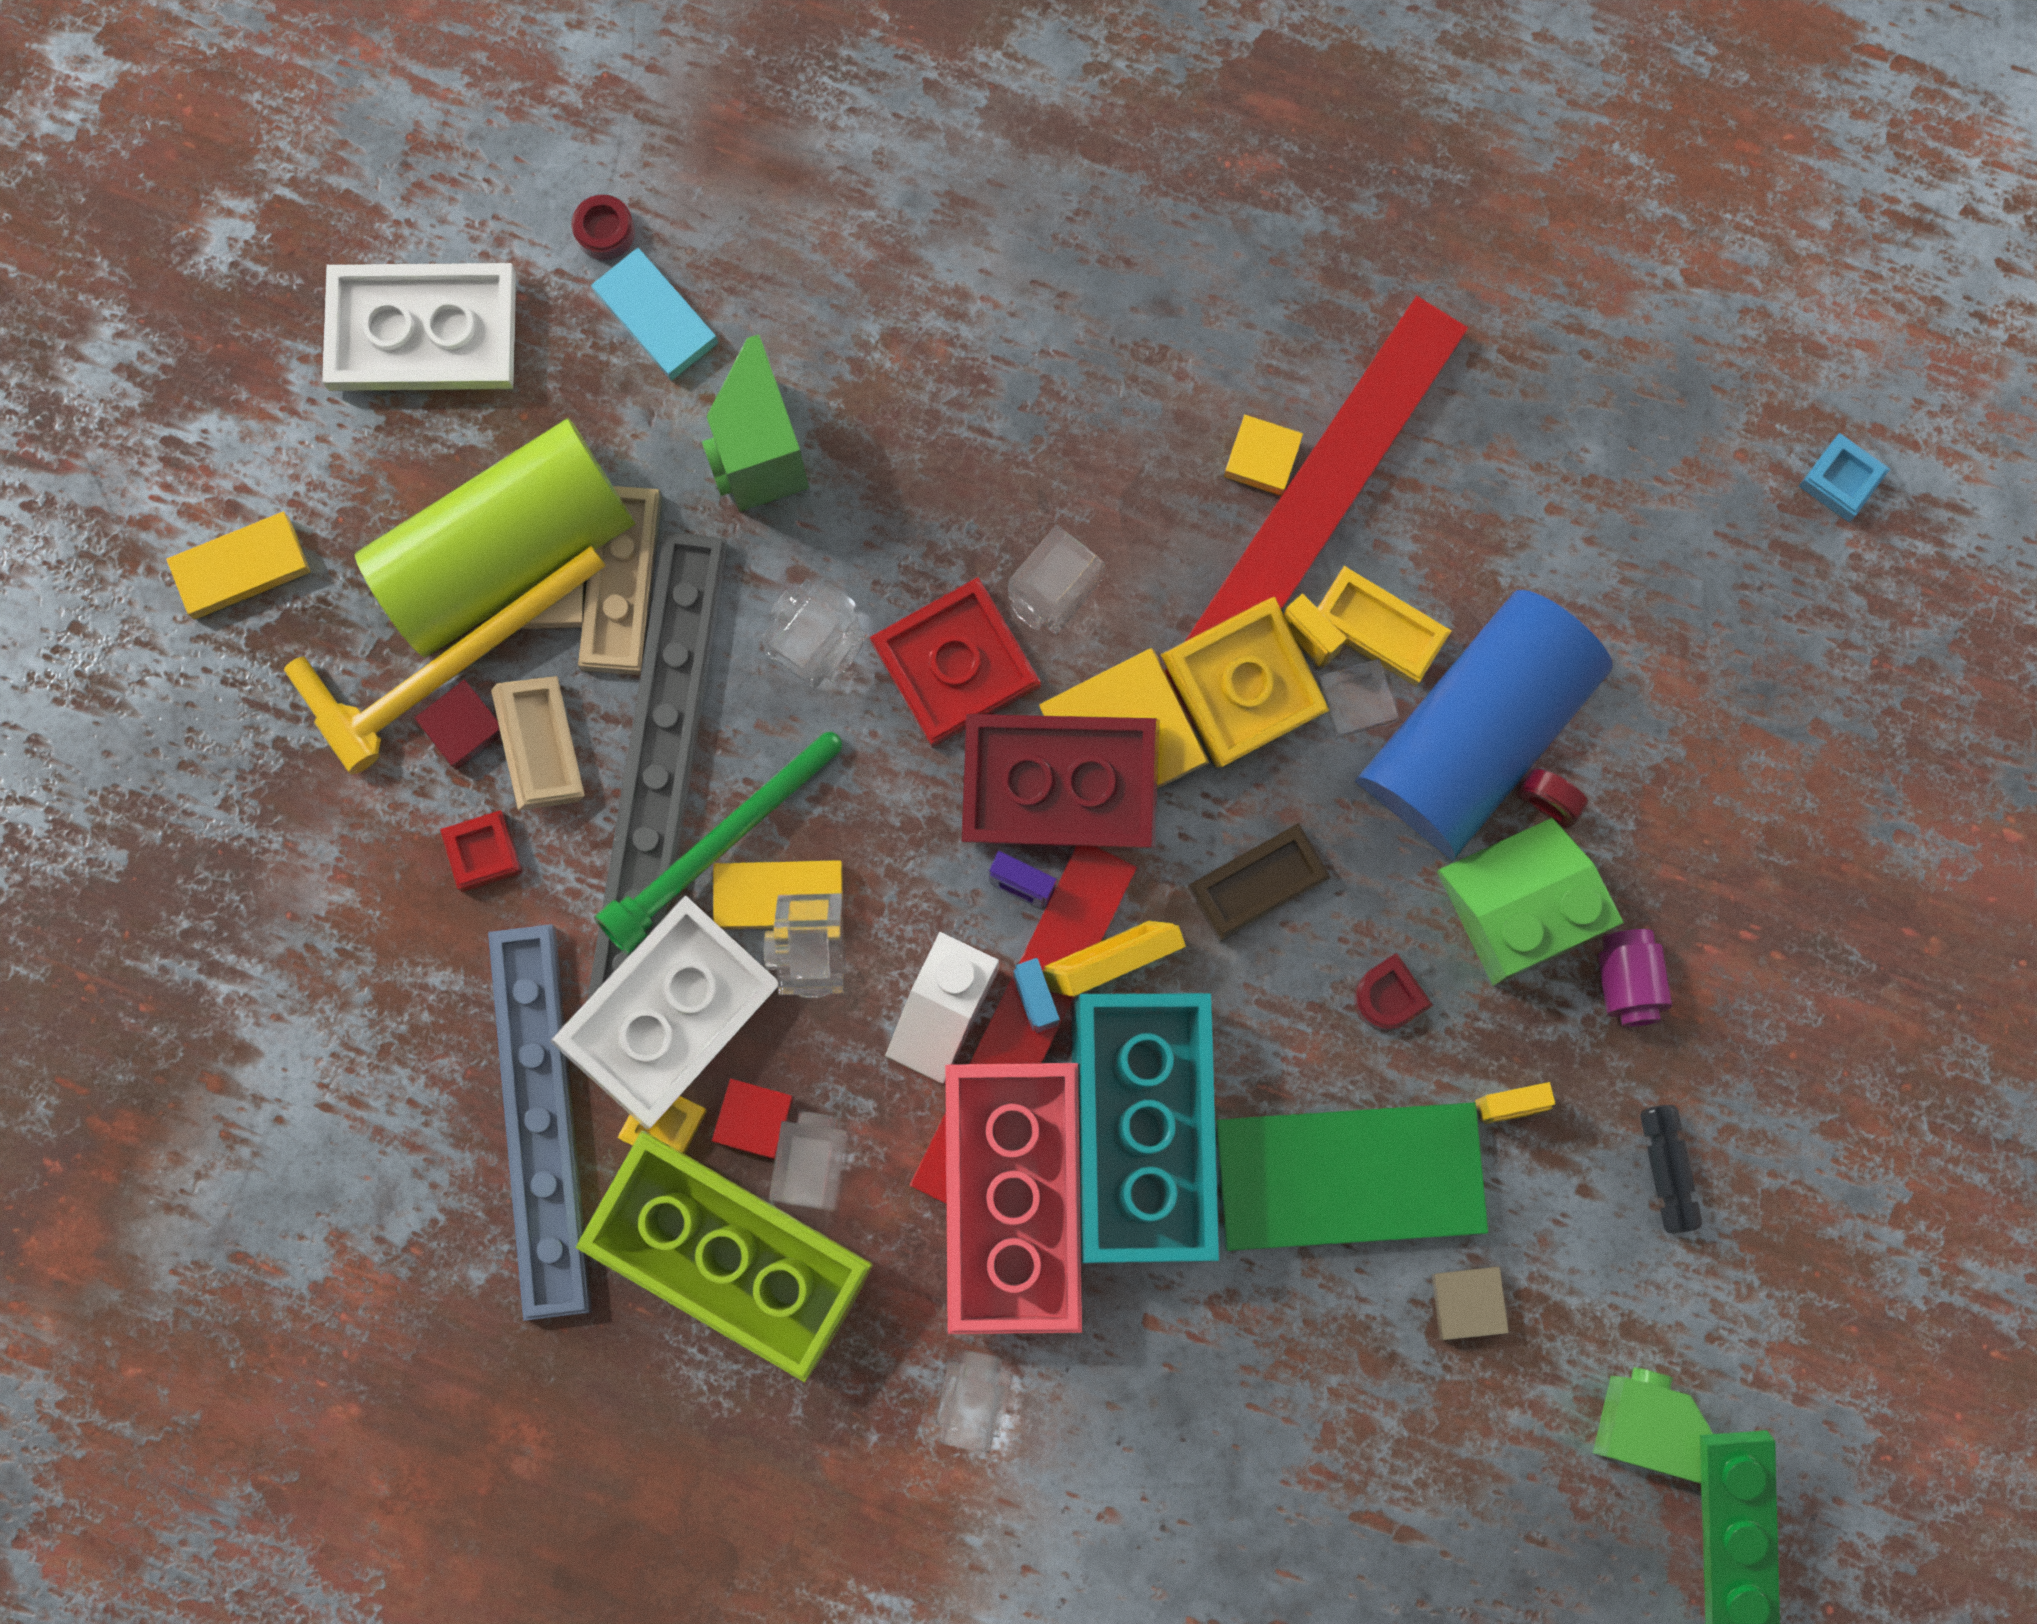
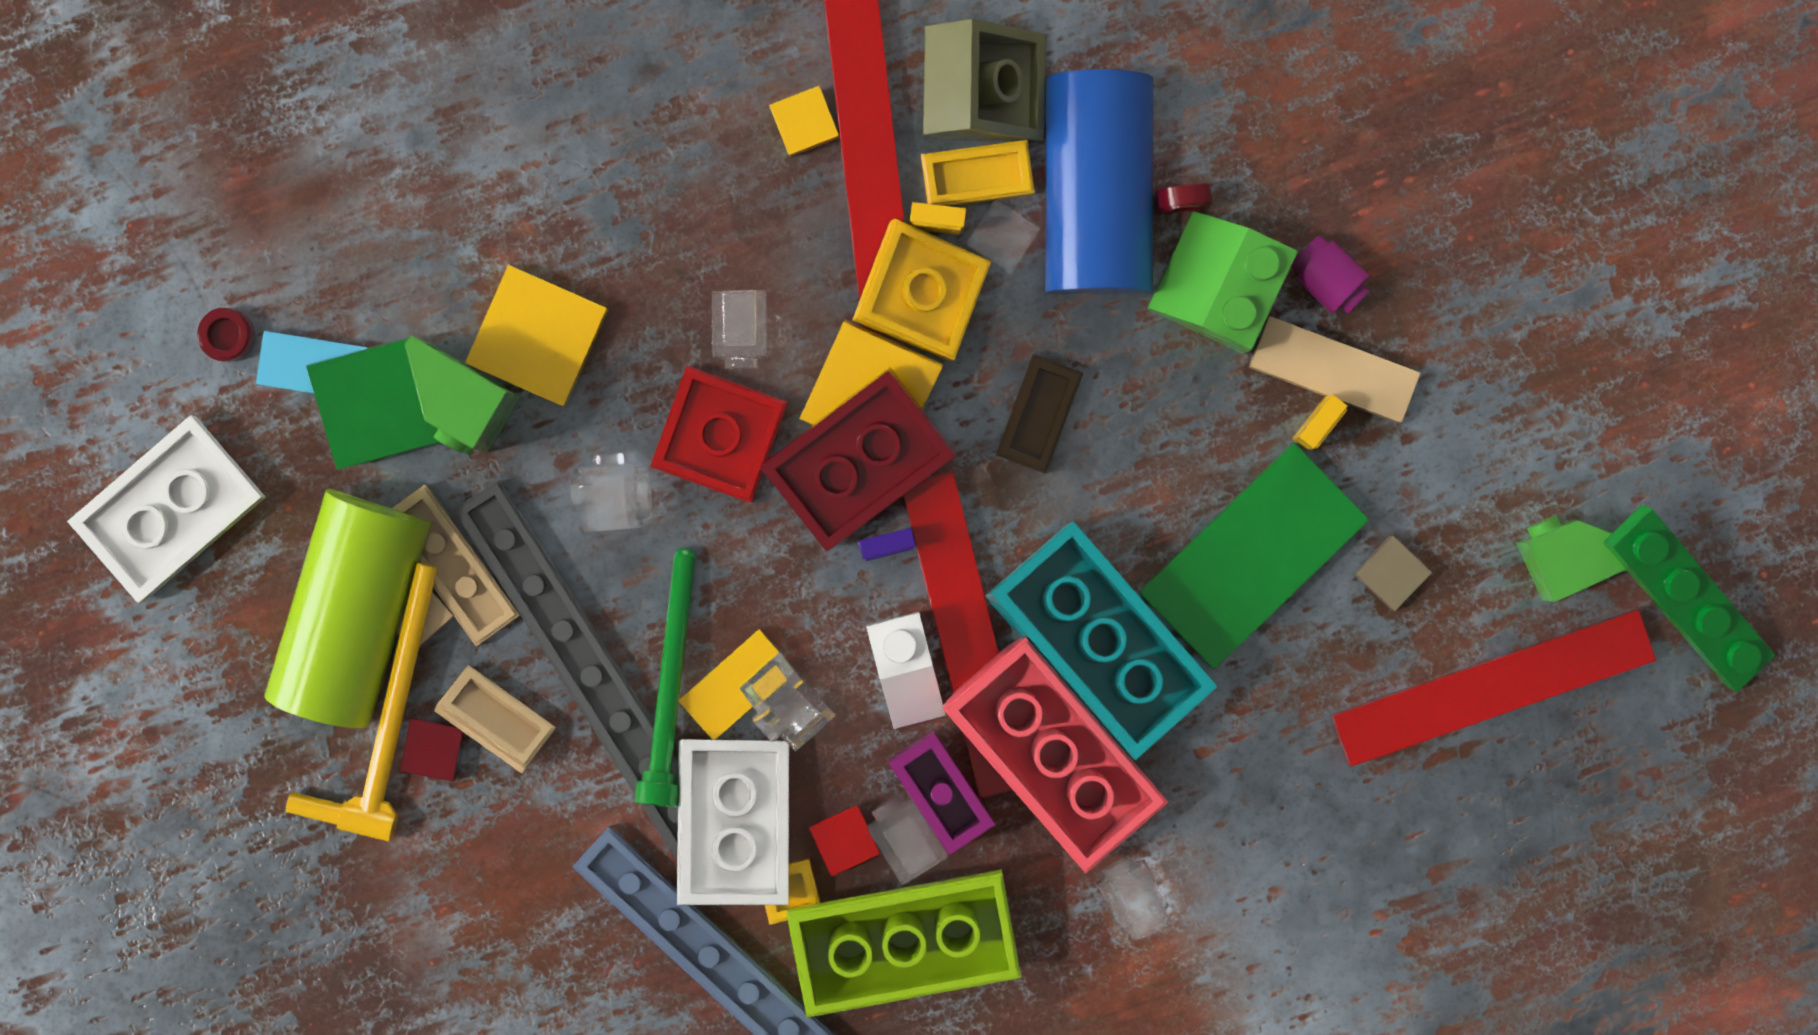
camera: 40 degrees left, 10 degrees up
(238, 565) = (192, 768): yellow tile -> none
(481, 851) = (519, 818): red tile -> none
(669, 380) = (369, 404): none -> green tile
(869, 445) = (536, 336): none -> yellow tile
(879, 1144) = (941, 792): none -> magenta brick
(1035, 996) = (960, 614): dark azure tile -> none
(1113, 957) = (989, 547): yellow tile -> none
(1389, 996) = (1183, 417): dark red tile -> none
(1454, 547) = (984, 82): none -> olive slope
(1480, 1495) = (1493, 687): none -> red tile
(1562, 1054) = (1334, 369): none -> tan tile
(1671, 1169) = (1451, 380): black axle -> none

